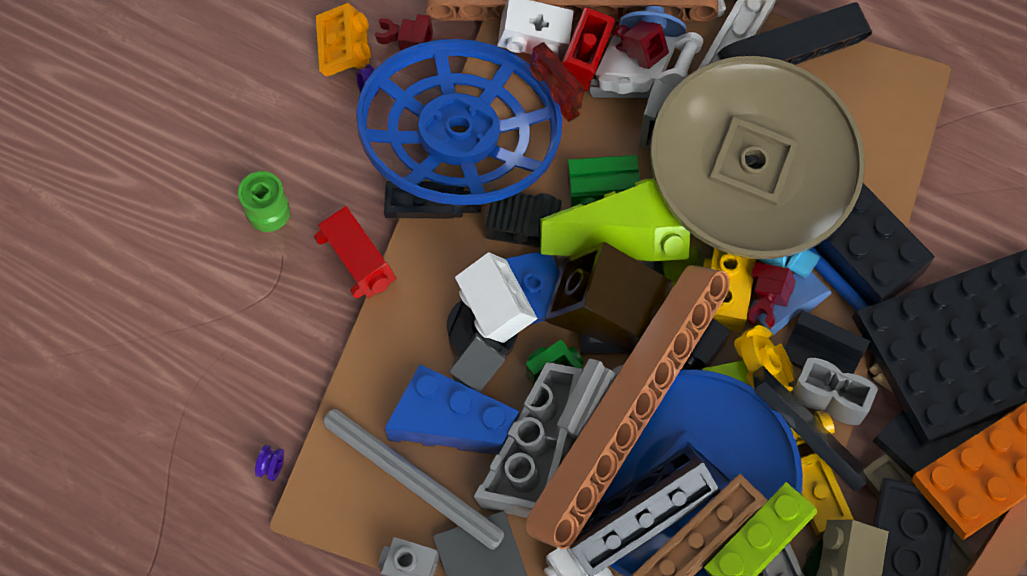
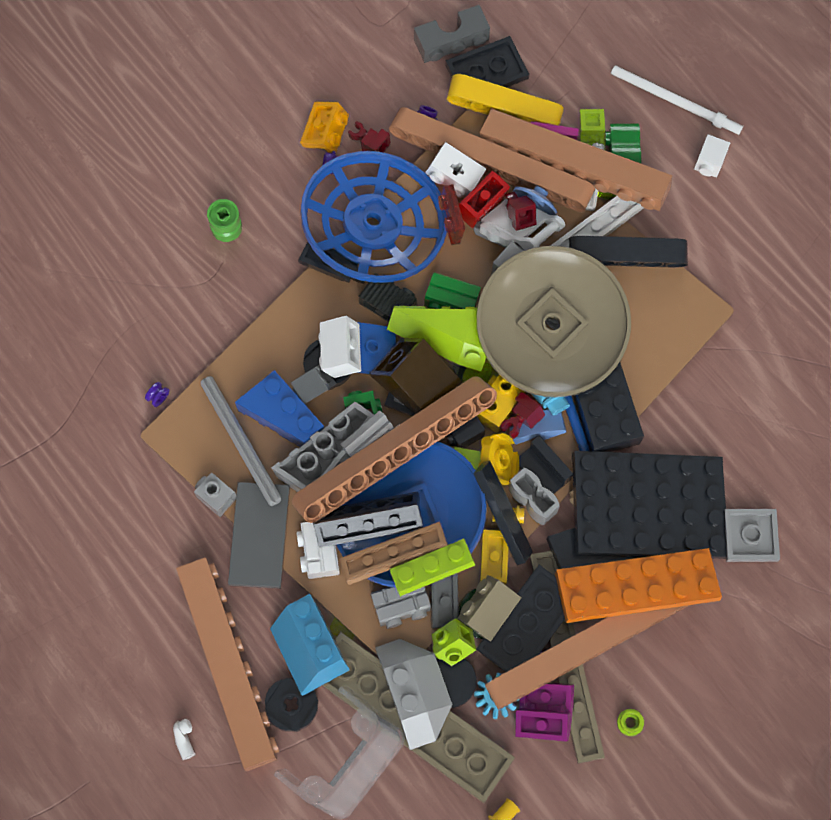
camera: 20 degrees right, 5 degrees up
(356, 253) = (269, 279): red brick -> none

